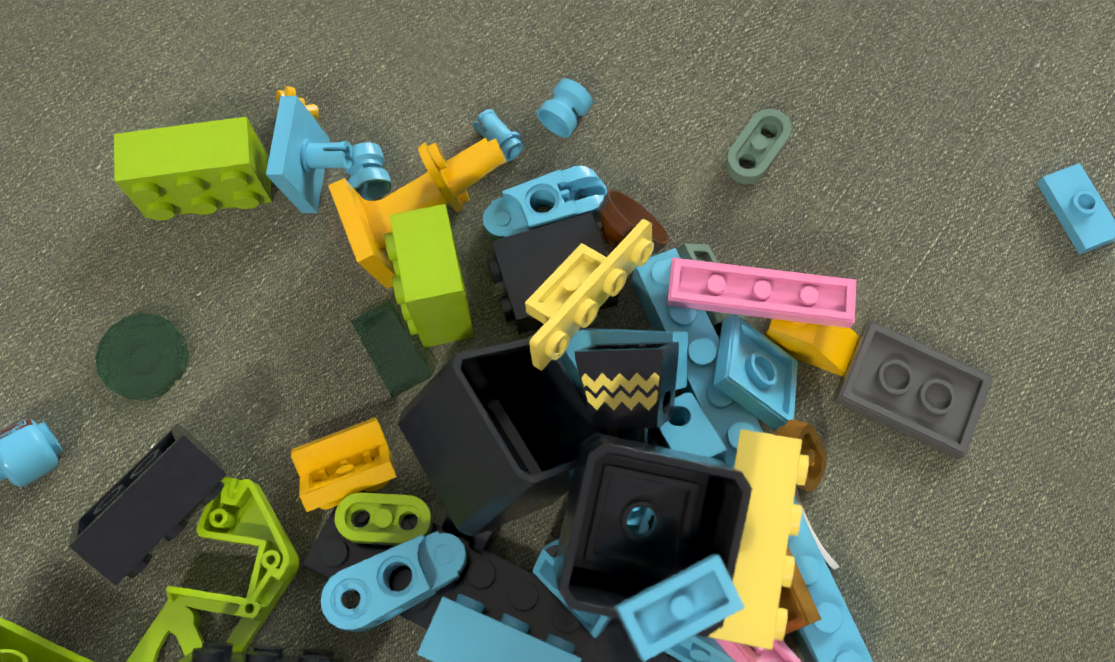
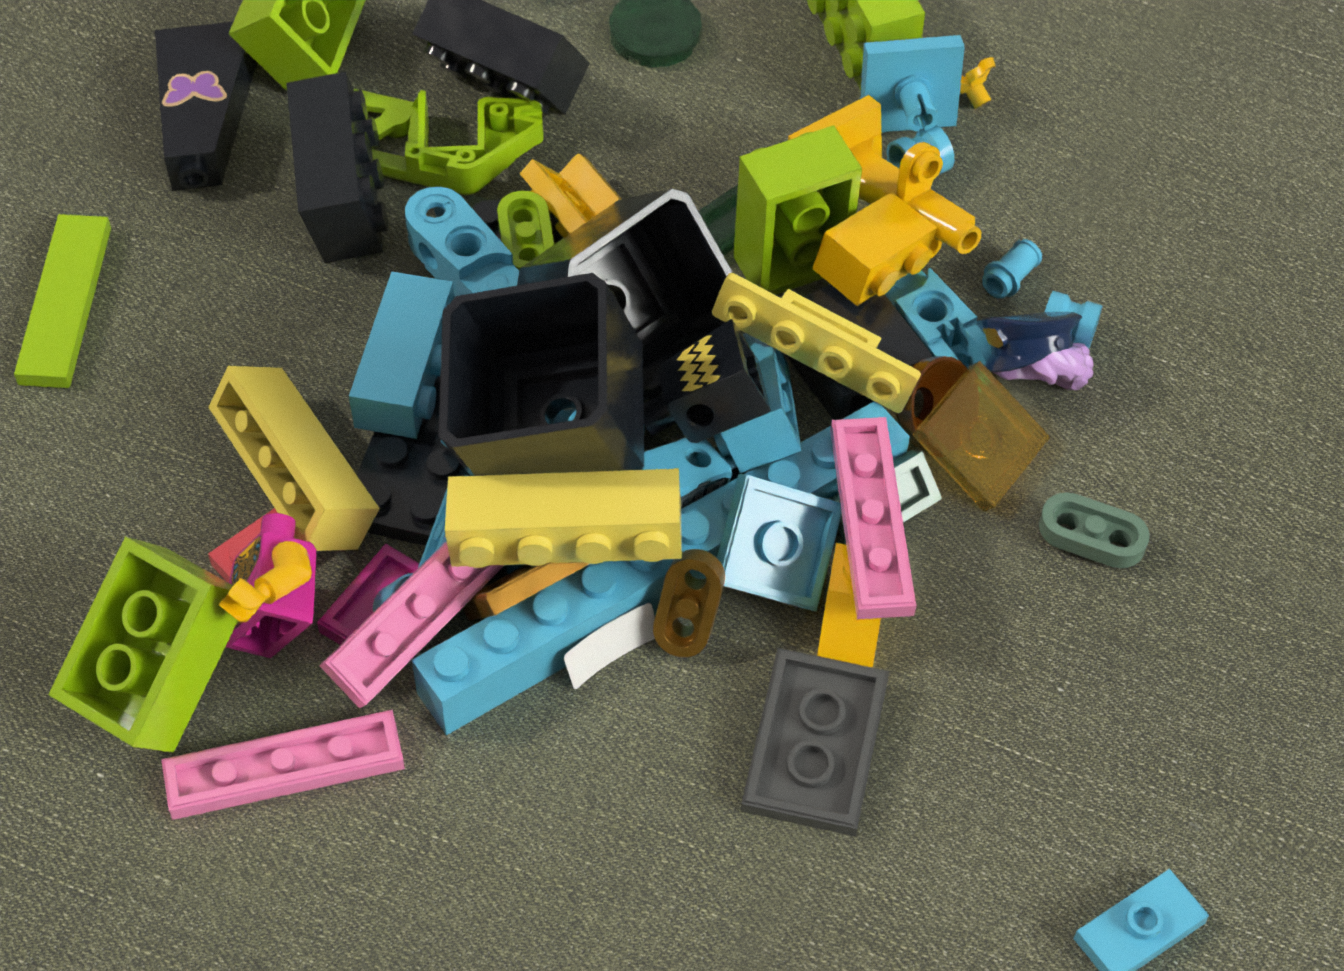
camera: 75 degrees right, 15 degrees down
(488, 224) = (875, 248): none -> yellow brick
(599, 135) = (1038, 348): none -> dark blue piece
(666, 198) = (981, 436): none -> clear yellow tile
(679, 607) = (460, 389): medium azure plate -> none

